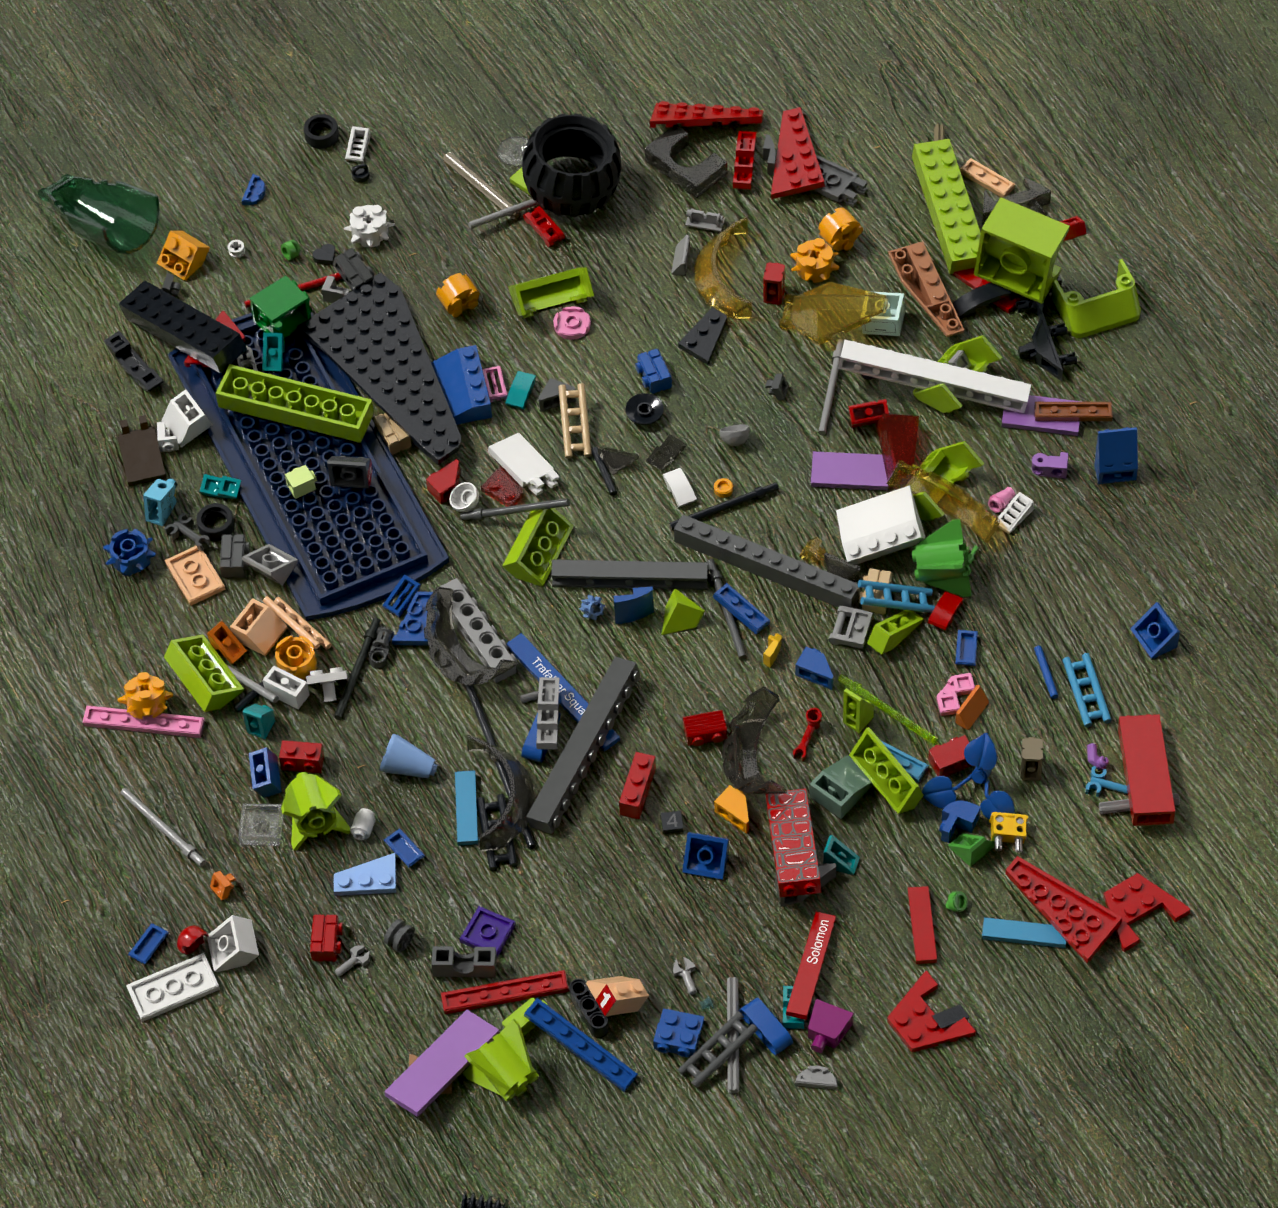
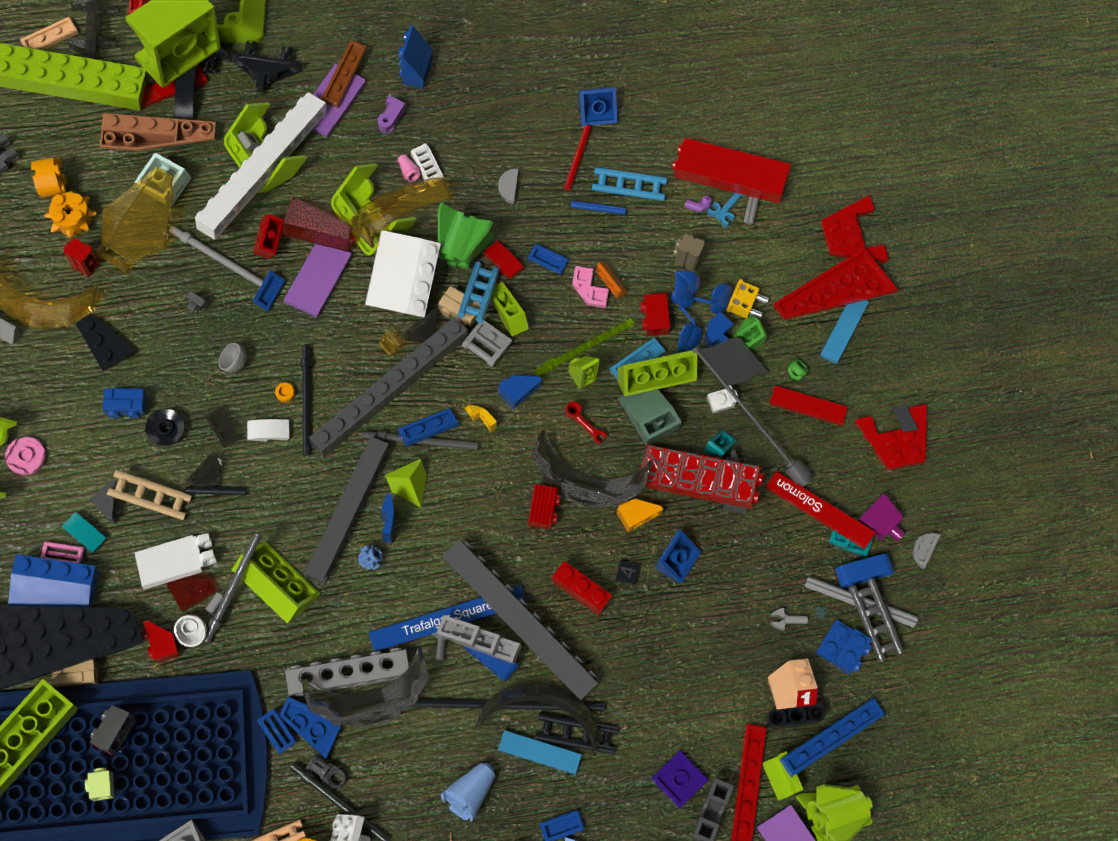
camera: 80 degrees left, 15 degrees up
(490, 504) = (214, 604): none -> light grey tile
(816, 436) = (268, 290): none -> blue tile
(890, 846) = (721, 400): none -> white bracket
(925, 831) = (734, 364): none -> dark grey flag
(1029, 588) = (507, 185): none -> light grey tile
(1092, 636) = (577, 158): none -> red bar

